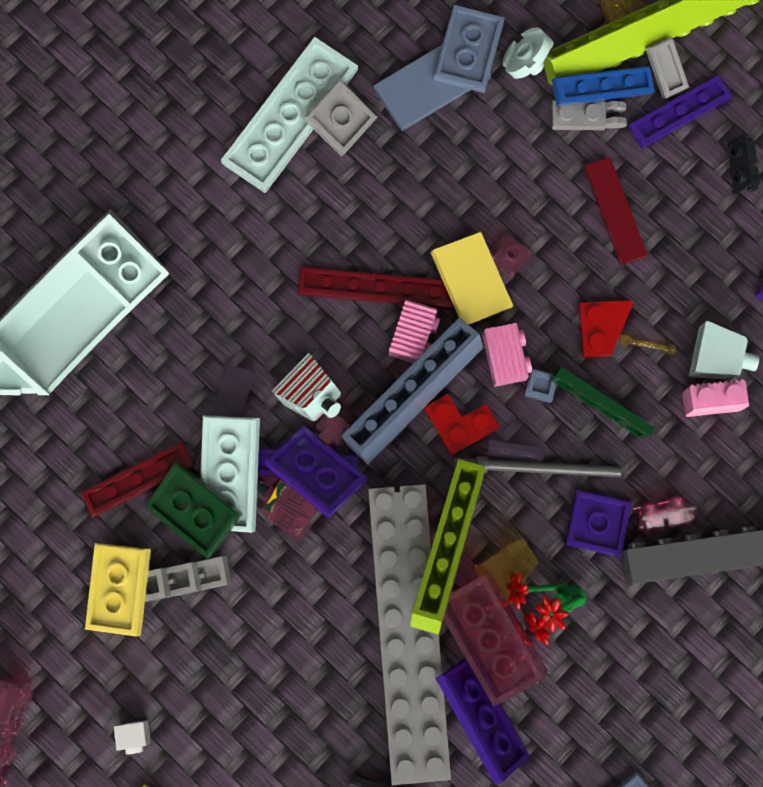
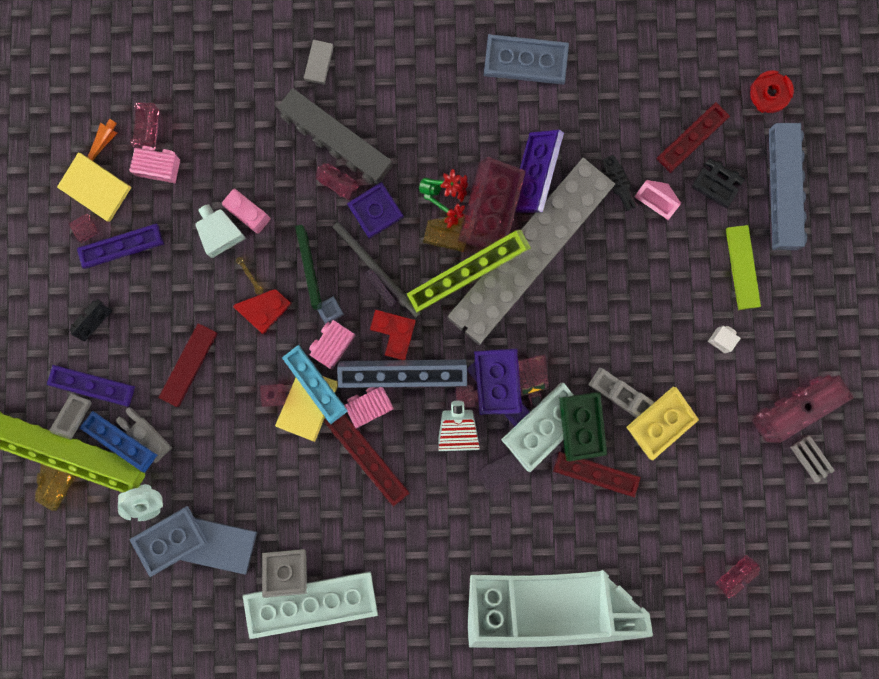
camera: 130 degrees left, 5 degrees up
(483, 302) = (314, 384): none -> medium azure tile

